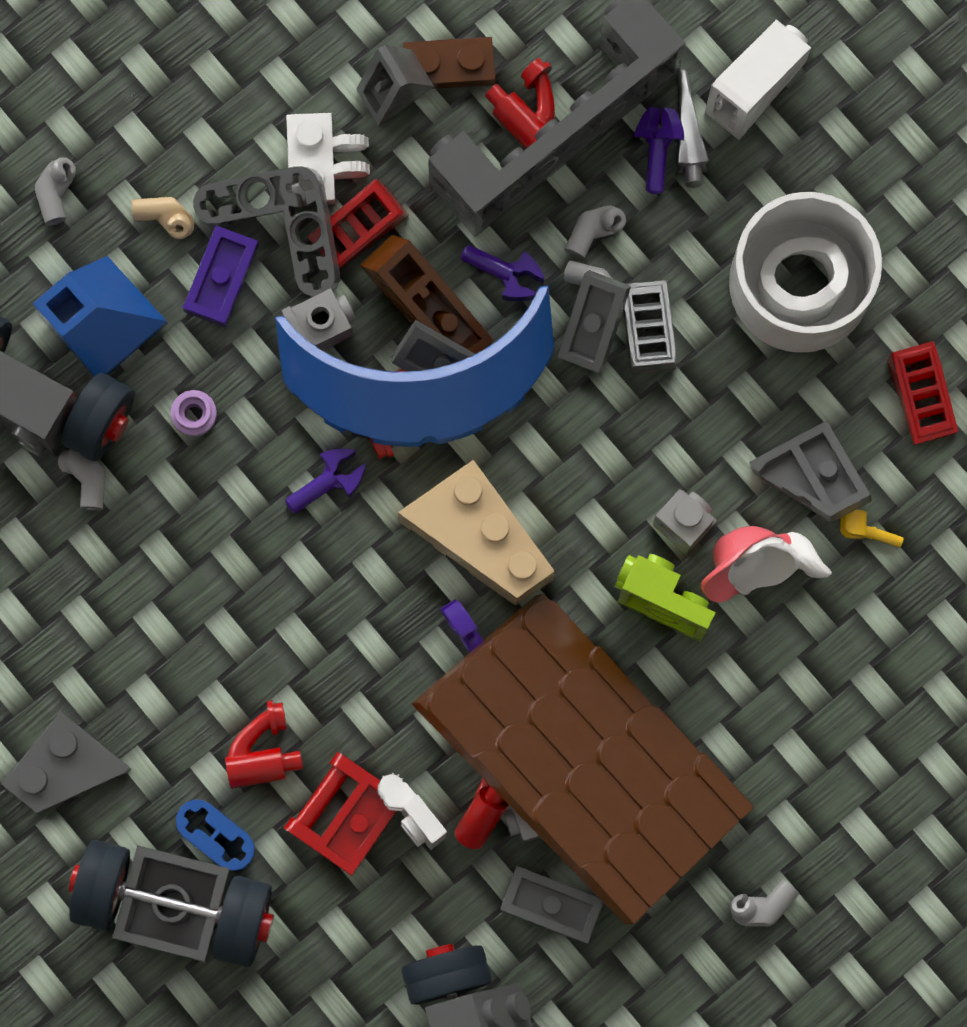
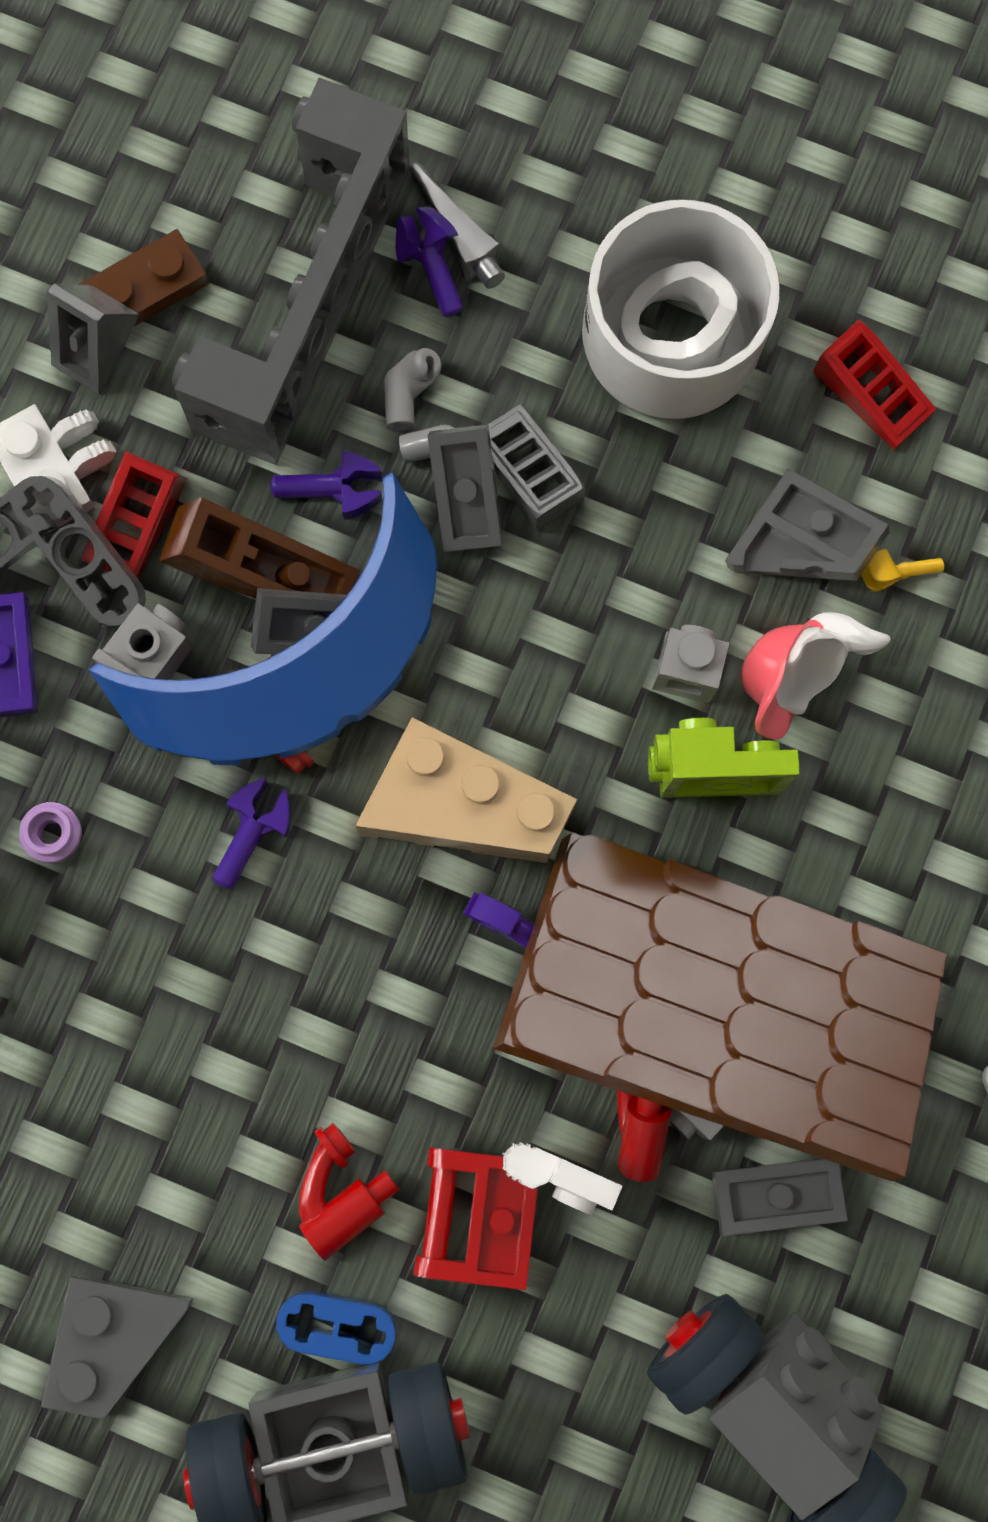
camera: 30 degrees left, 0 degrees up
(514, 112) = (249, 301): red plant -> none
(757, 78) = (502, 129): white slope -> none

